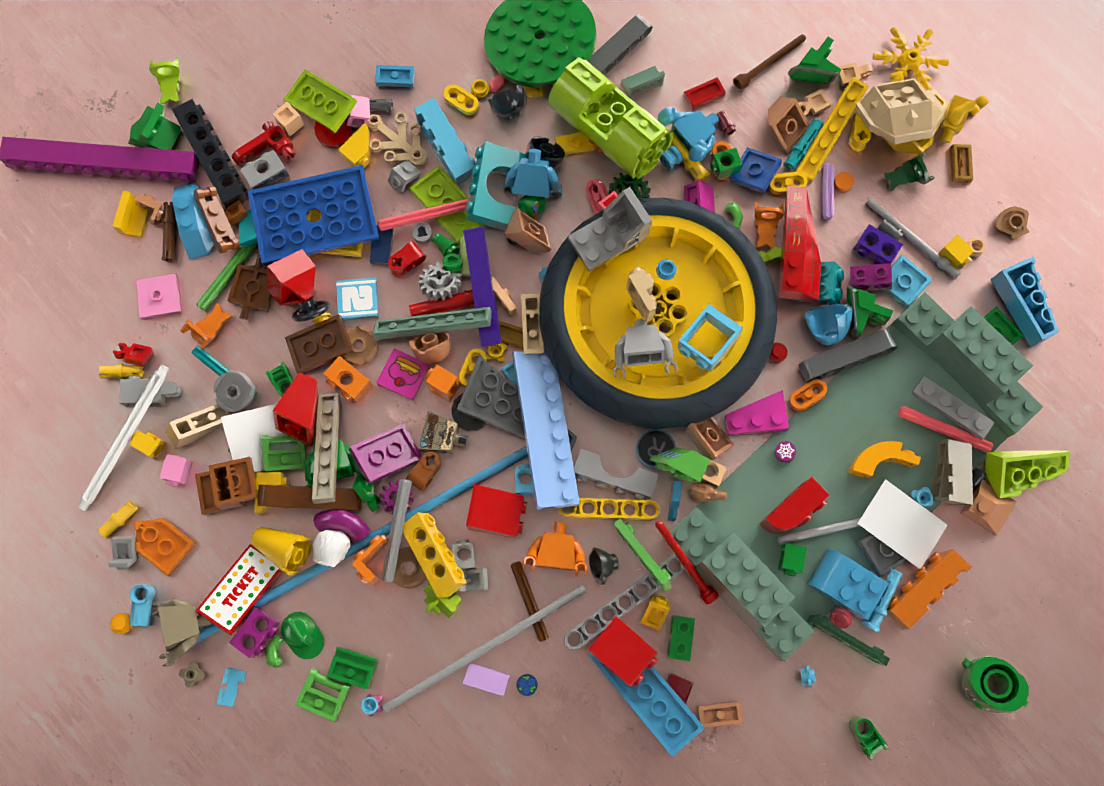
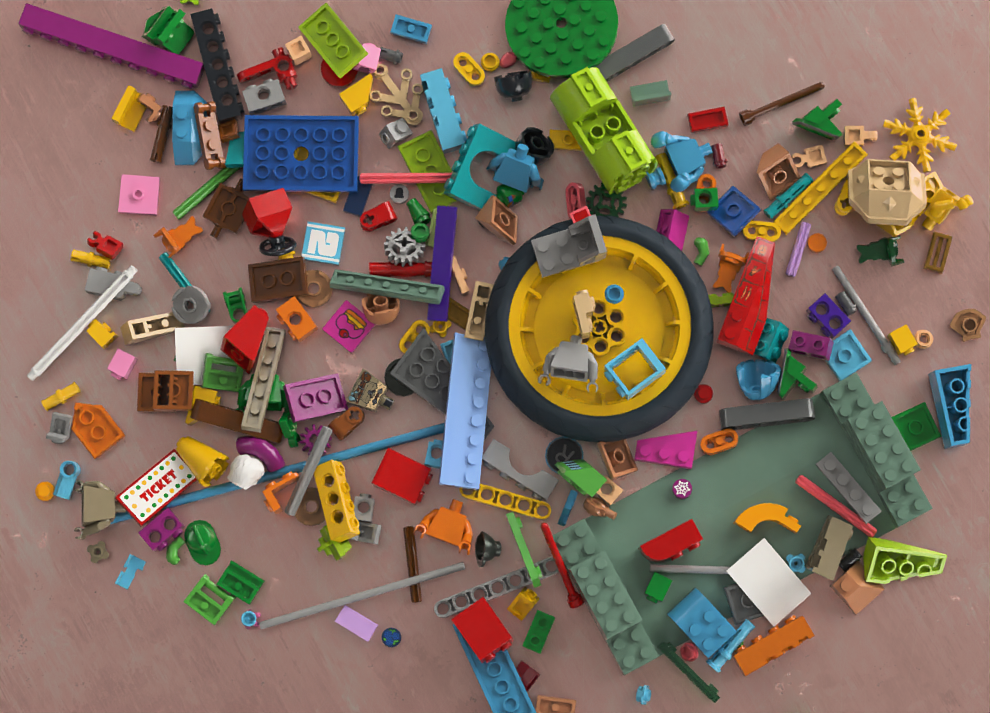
camera: 20 degrees right, 5 degrees up
(442, 383) = (382, 345): orange brick -> none

